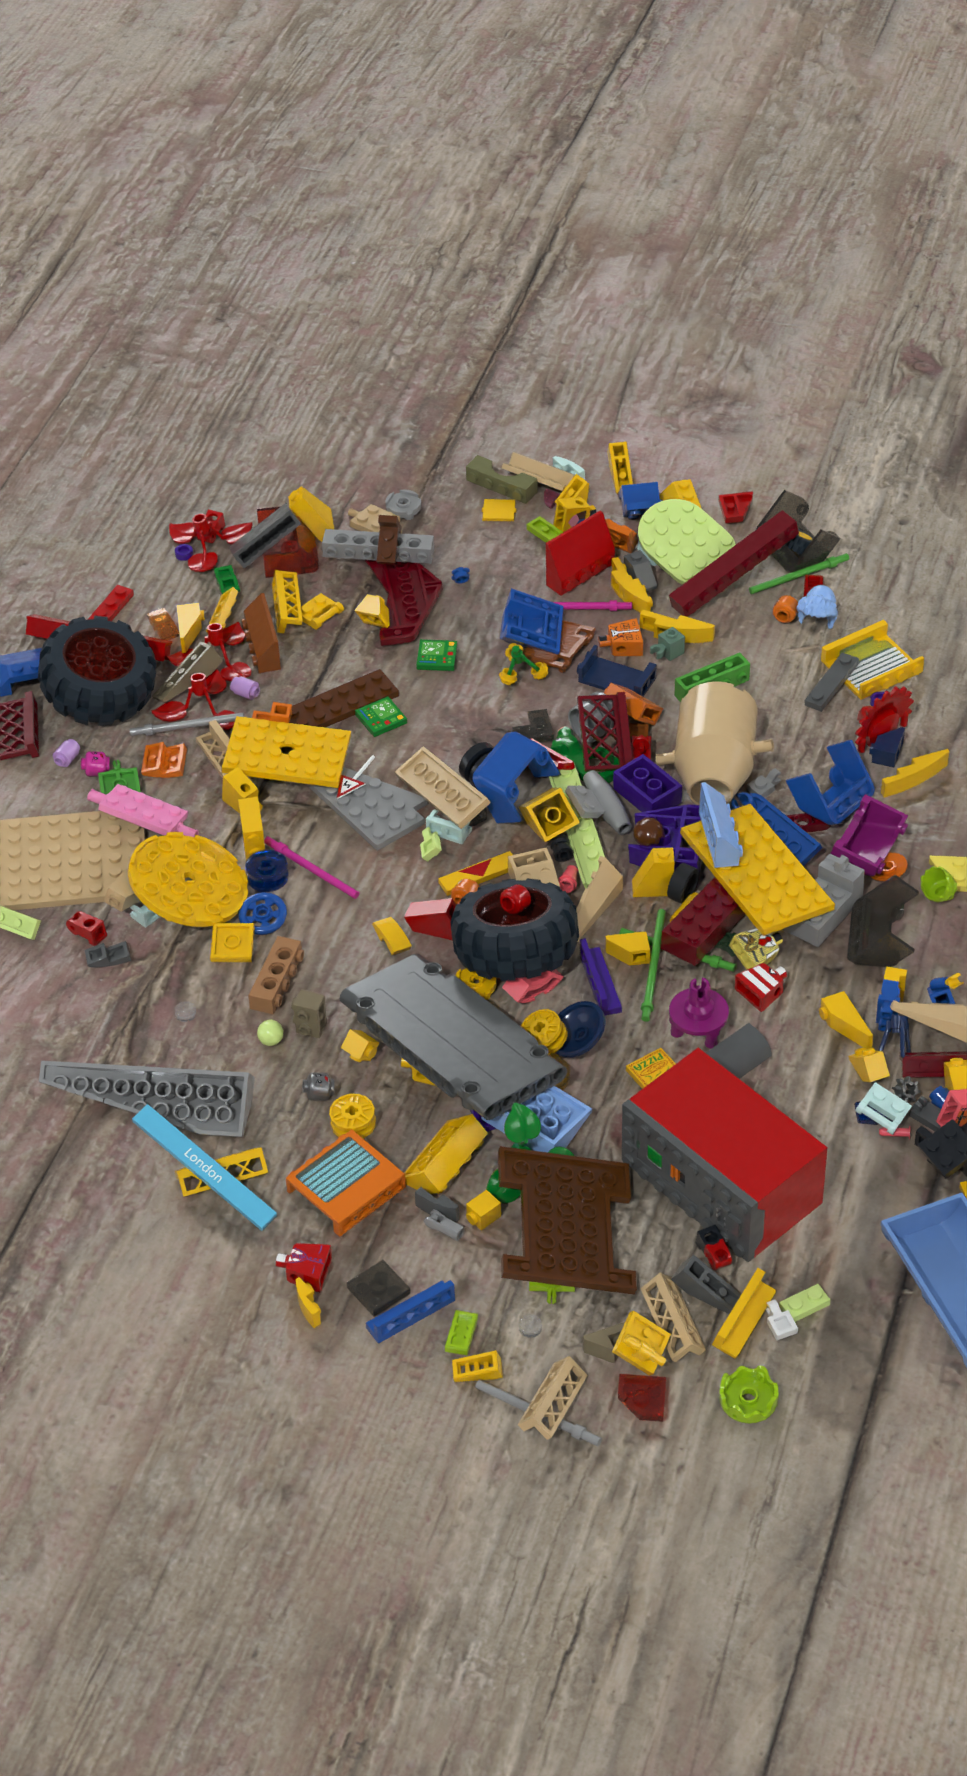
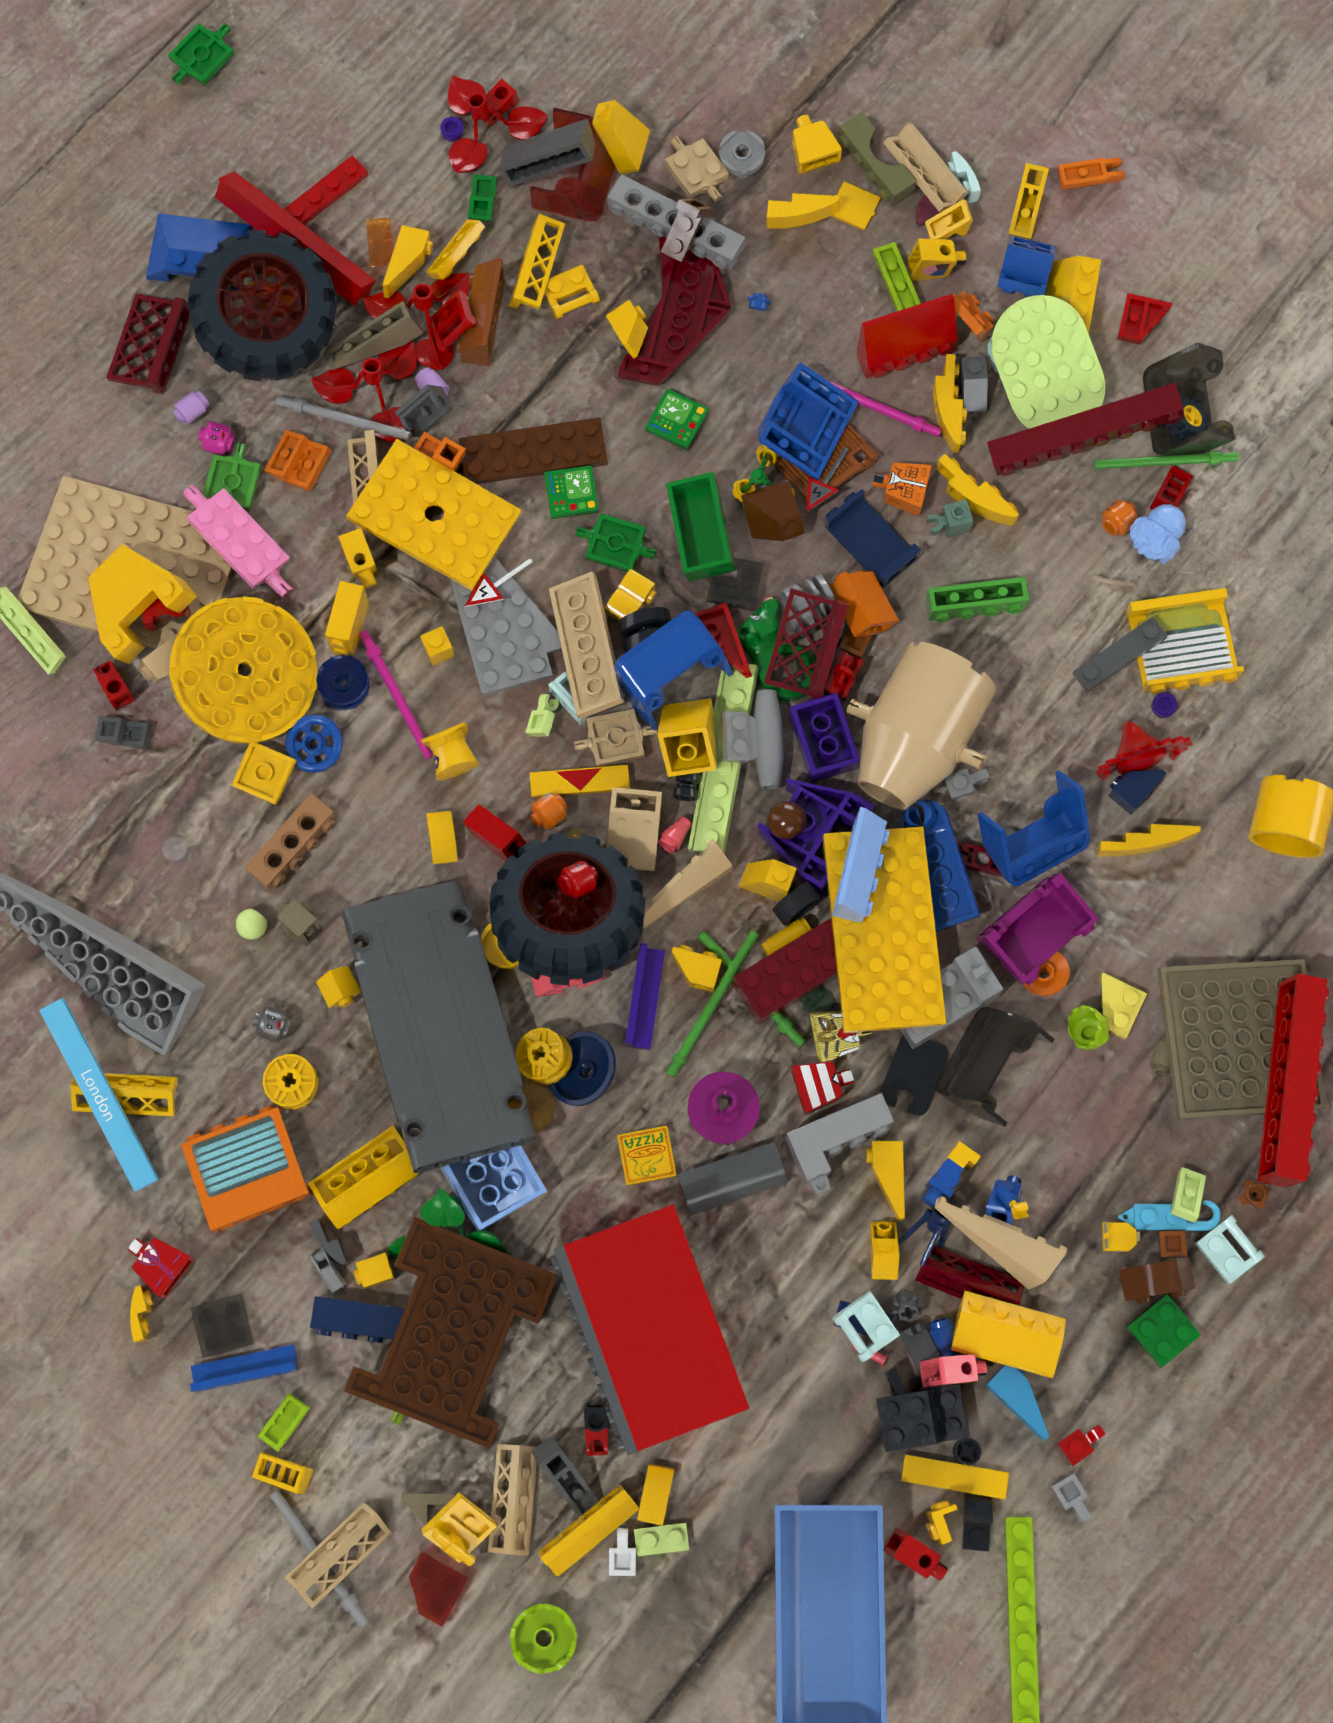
camera: 20 degrees right, 30 degrees up
(73, 857) = (124, 590): none -> yellow wedge
(107, 866) = (159, 613): none -> red leg
(238, 643) = (444, 320): none -> red plate
(247, 697) = (424, 409): none -> dark grey hinge
(328, 827) = (437, 645): none -> yellow brick
(373, 880) = (451, 752): none -> yellow hat
(430, 732) = (615, 543): none -> green plate
(453, 485) = (814, 145): none -> yellow torso
(455, 752) = (630, 595): none -> yellow brick
(463, 519) = (801, 211): none -> yellow slope
(484, 1244) = (354, 1319): none -> dark blue brick
(489, 699) = (700, 527): none -> green piece
(492, 838) = (614, 737): none -> tan plate
(538, 676) = (773, 513): none -> reddish brown slope
(564, 658) = (819, 491): none -> piece
(654, 445) = (1089, 173): none -> orange hinge
(783, 1274) = (655, 1494): none -> yellow slope
(784, 1007) = (833, 1133): none -> light grey hinge
(828, 956) = (916, 1071): none -> black piece

